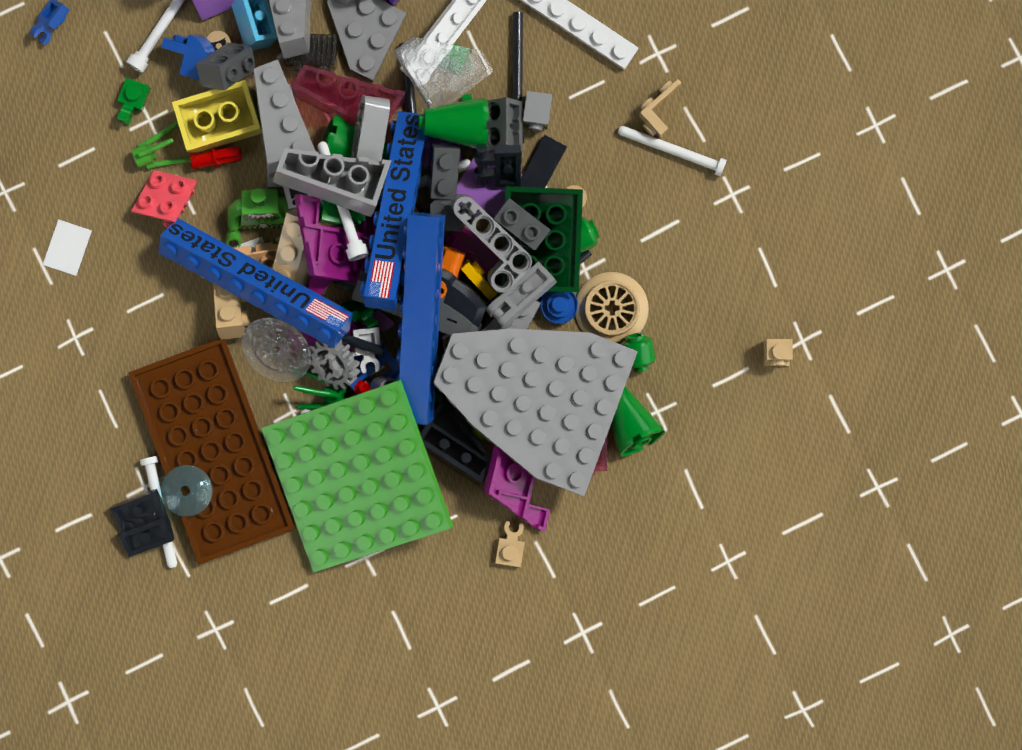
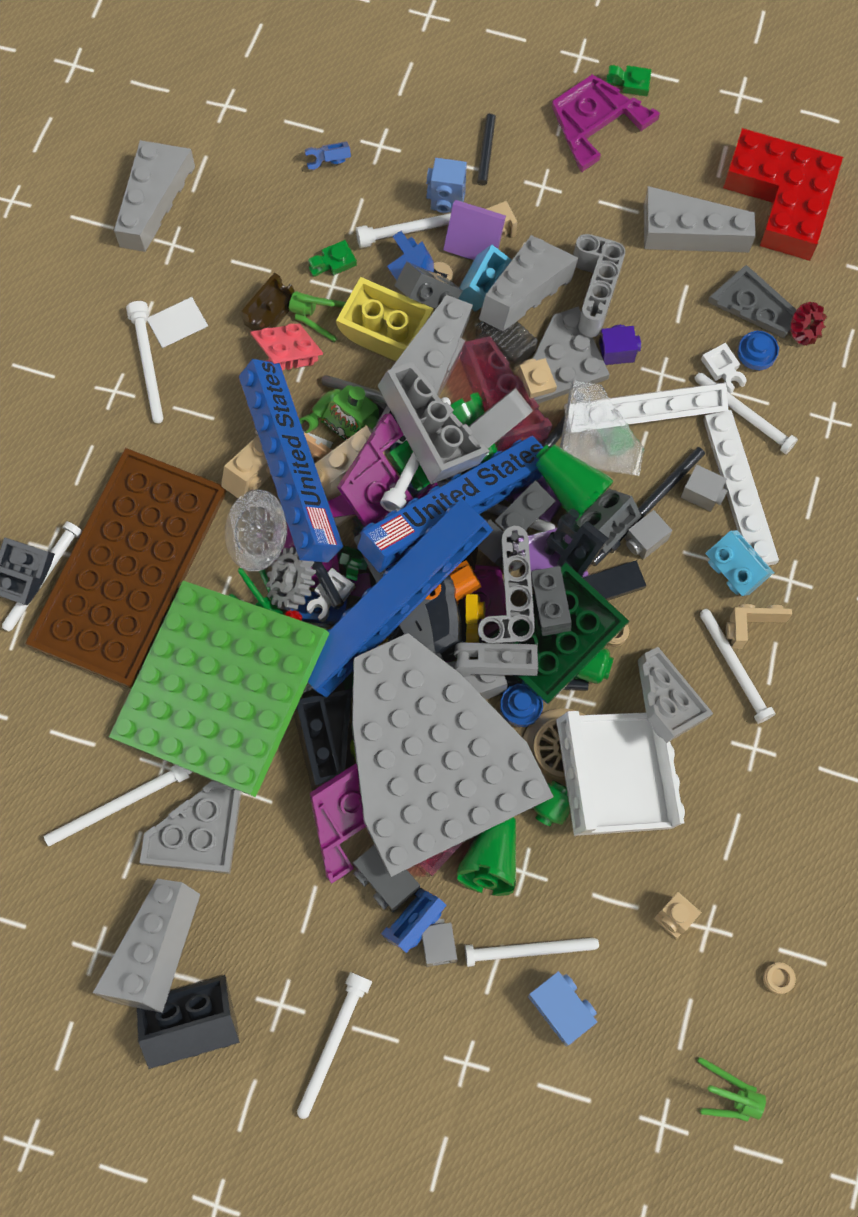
camera: 45 degrees right, 15 degrees down
(36, 268) = (138, 313): none -> white piece
(123, 178) = (268, 305): none -> dark brown hinge
(200, 490) = (83, 586): clear light blue dish -> none
(216, 157) = (354, 352): red axle -> none
(236, 190) = (337, 383): none -> dark grey bar
(361, 610) = (177, 773): none -> white bar
(364, 67) = (536, 377): none -> tan bracket
(430, 580) = (196, 833): none -> light grey plate
(474, 675) = (151, 949): none -> light grey wedge
(510, 550) = (288, 872): tan plate -> none
(537, 696) = (191, 1023): none -> black slope
(546, 40) = (704, 488): none -> light grey brick
(587, 505) = (390, 891): none -> dark grey brick
(616, 76) = (738, 563): none -> medium azure brick
(620, 507) = (415, 919): none -> blue plate
(621, 581) = (356, 988): none -> white piece
(646, 506) = (439, 944): none -> light grey brick
(651, 213) = (668, 697): none -> light grey plate
(662, 293) = (618, 774): none -> white panel
(704, 458) = (528, 950): none -> white bar
(758, 475) = (563, 1008): none -> medium blue brick
(872, 332) = (779, 978): none -> tan tile
(917, 429) = (747, 1101): none -> bright green plant

